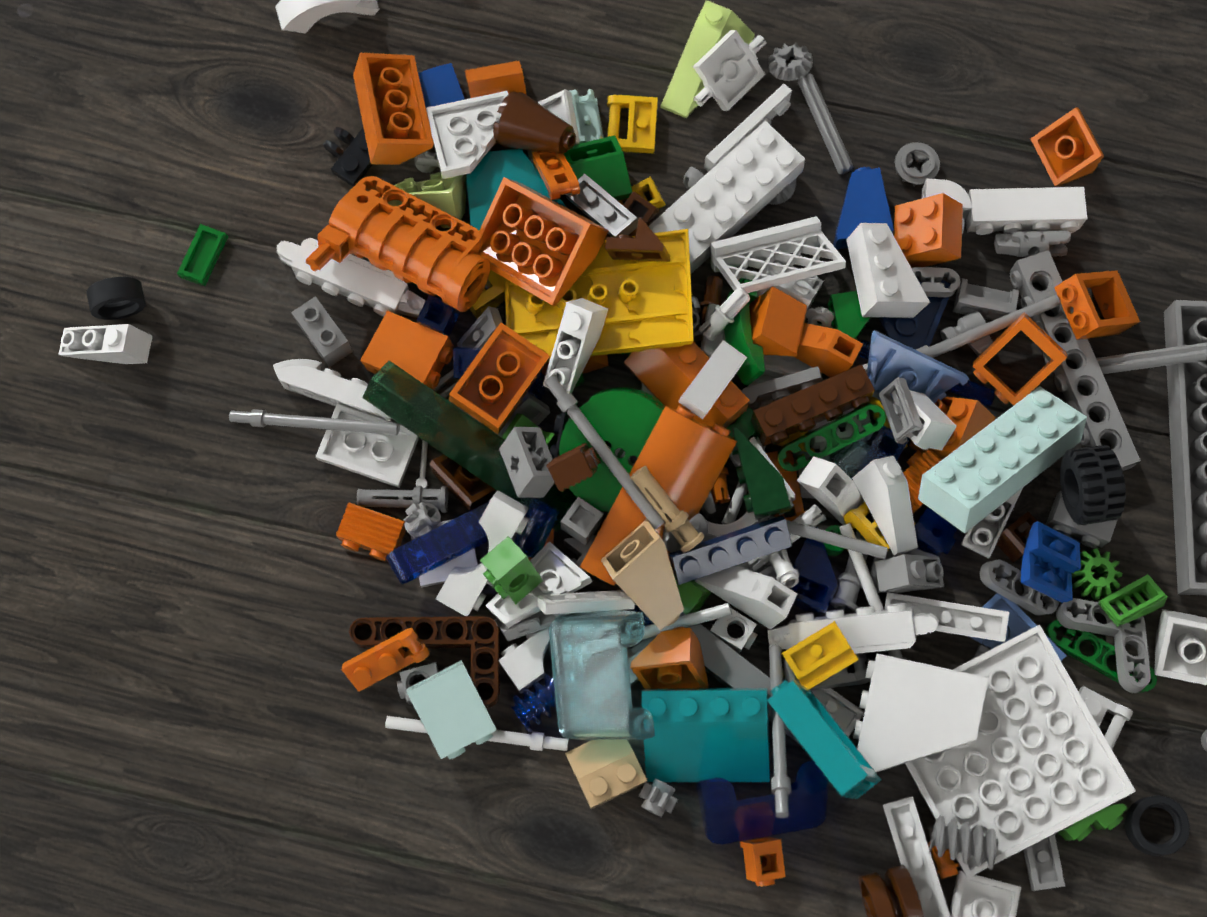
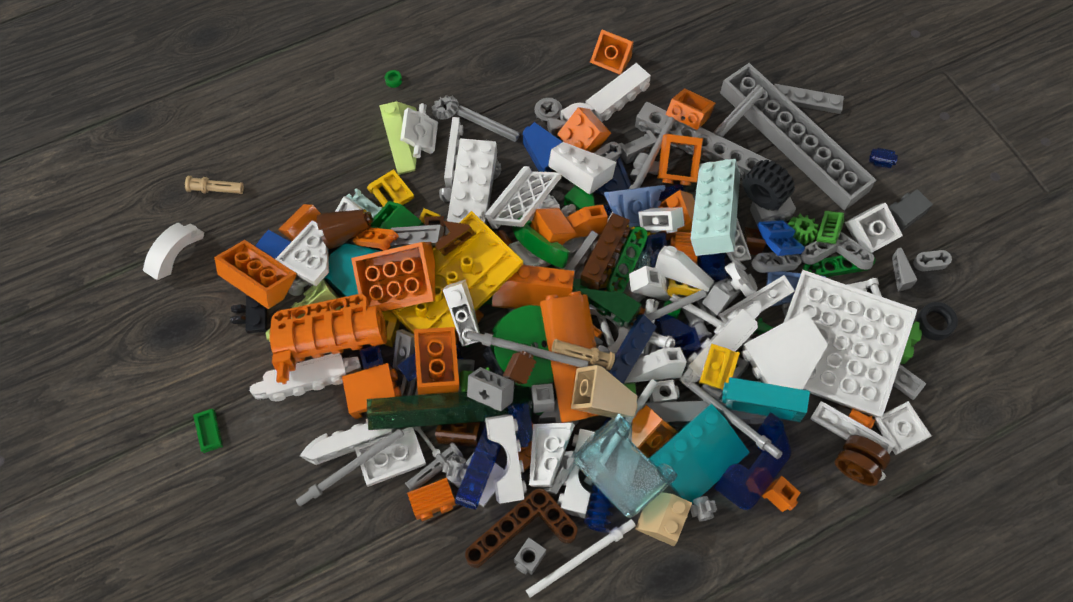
camera: 40 degrees left, 10 degrees down
(106, 343) = (189, 521): white slope -> none
(116, 298) = (176, 490): black tyre -> none
(322, 331) = (313, 416): light grey brick -> none
(385, 659) = (499, 559): orange plate -> none
(451, 711) = (561, 553): light aqua panel -> none
(510, 571) = (530, 451): bright green brick -> none
(584, 602) = (581, 437): white tile -> none
(712, 379) = (549, 273): white tile -> none
(725, 313) = (524, 239): white axle -> none
(904, 193) = (555, 125): none -> light grey slope
(904, 407) = (659, 232): light grey tile -> none
(926, 653) = (762, 327): none -> green bush
(952, 572) = (740, 278): none -> white plate
(964, 841) = (865, 398): light grey piece -> none
(1032, 242) = (634, 105): light grey hinge -> none
(1174, 733) = (903, 272): none -> light grey slope

